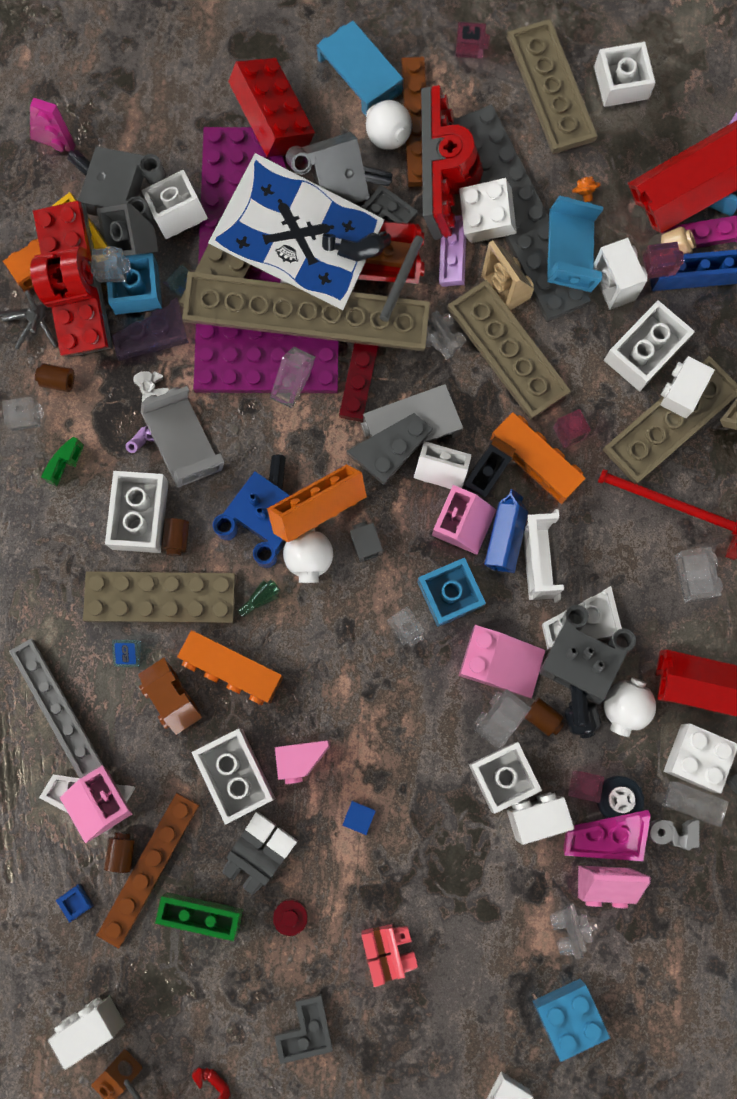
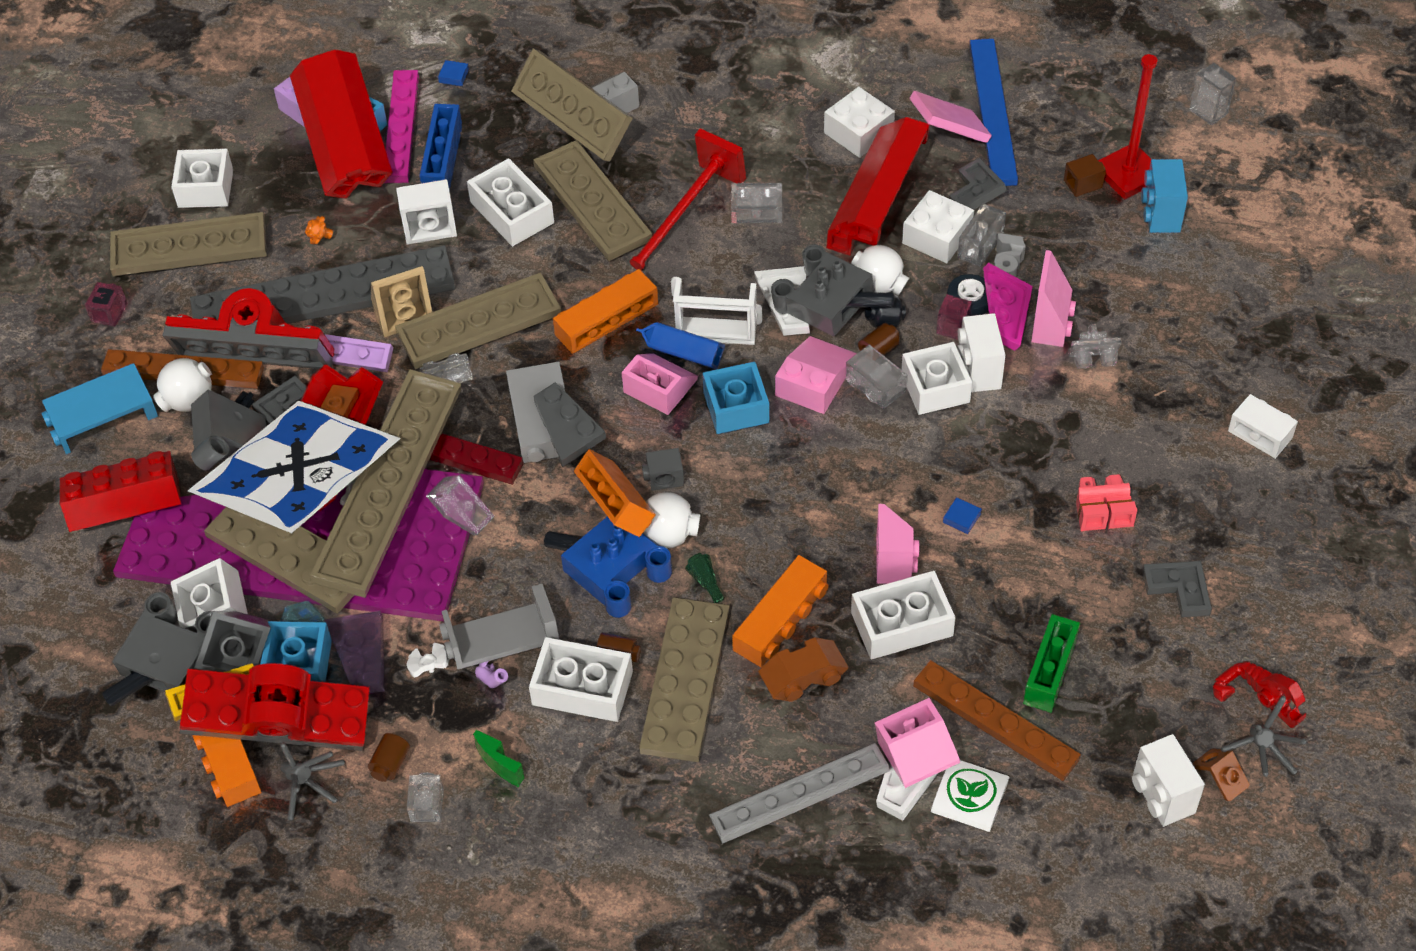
camera: 80 degrees left, 25 degrees down
(49, 127) = (62, 718): dark pink wing -> none
(68, 856) = (970, 795): none -> slope
(74, 903) = (1026, 799): blue tile -> none
(110, 265) = (274, 649): clear brick -> none
(119, 853) = (974, 741): reddish brown brick -> none
(126, 653) = (744, 716): slope -> none
(255, 860) = (988, 605): dark grey hips -> none
(290, 917) = (1060, 587): dark red wheel -> none
(365, 248) = (335, 406): black arm -> none
(401, 278) = (377, 386): dark grey bar -> none
(406, 627) = (764, 445): clear brick -> none
(442, 465) = (597, 386): white brick -> none
(488, 210) = (320, 304): white brick -> none
(490, 466) = (608, 343): black brick -> none
(571, 428) = (581, 277): clear pink brick -> none
(571, 1019) = (1179, 360): dark azure brick -> none
(572, 244) = (380, 250): dark azure panel -> none
(662, 259) = (428, 164): clear pink brick -> none
(684, 238) = (408, 162): tan head -> none
(687, 386) = (564, 176): white brick -> none

